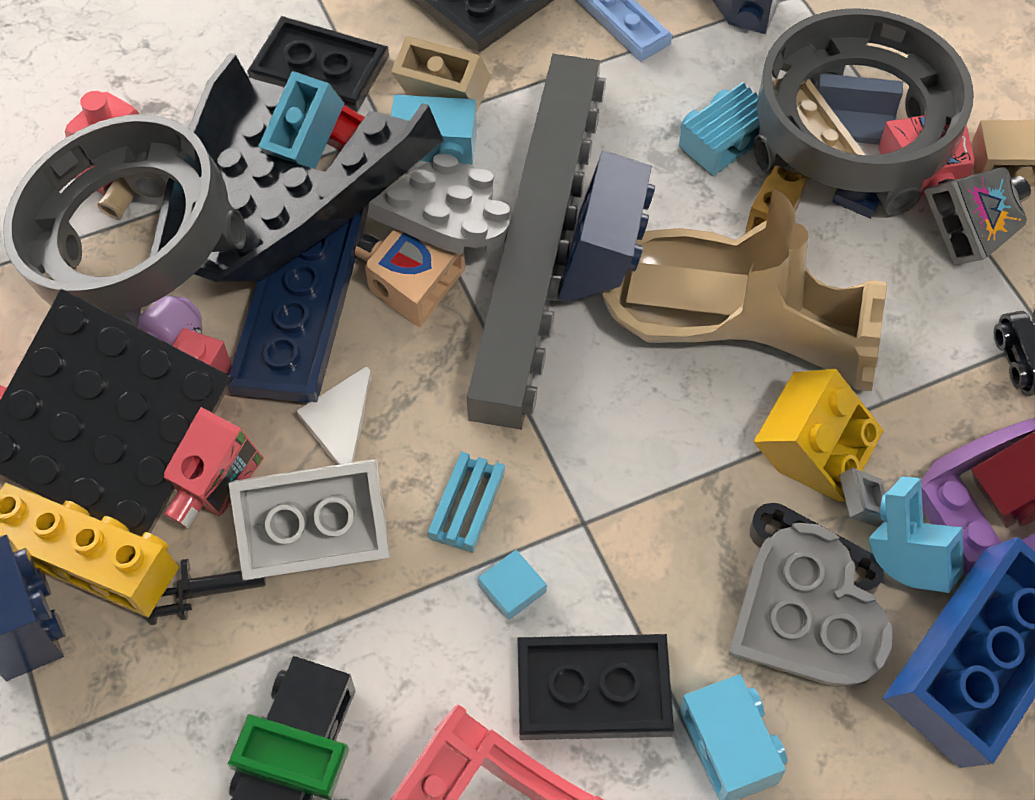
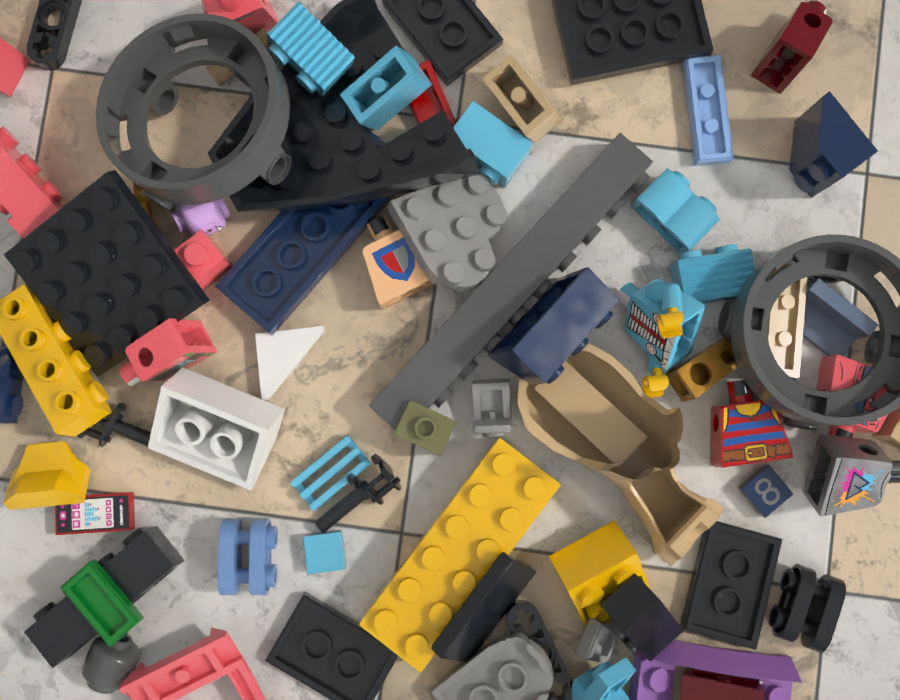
camera: 30 degrees right, 25 degrees up
(137, 681) = (47, 477): none -> yellow slope
(215, 116) = (309, 50): none -> medium azure brick
(216, 694) = (98, 514): none -> tile
(435, 604) = (261, 540): none -> medium blue brick
(513, 499) = (362, 491): none -> black piece
(542, 385) = (425, 428): none -> olive bracket
(594, 342) = (491, 407): none -> light grey bracket
(649, 96) = (676, 211): none -> medium azure brick
(659, 496) = (457, 550): none -> yellow brick
(707, 177) = (663, 325): none -> torso
(724, 520) = (483, 609): none -> black tile
(858, 232) = (746, 430): none -> torso
(889, 434) = (640, 618): none -> black brick
(918, 278) = (765, 491): none -> dark blue tile
(952, 377) = (731, 584): none -> black tile

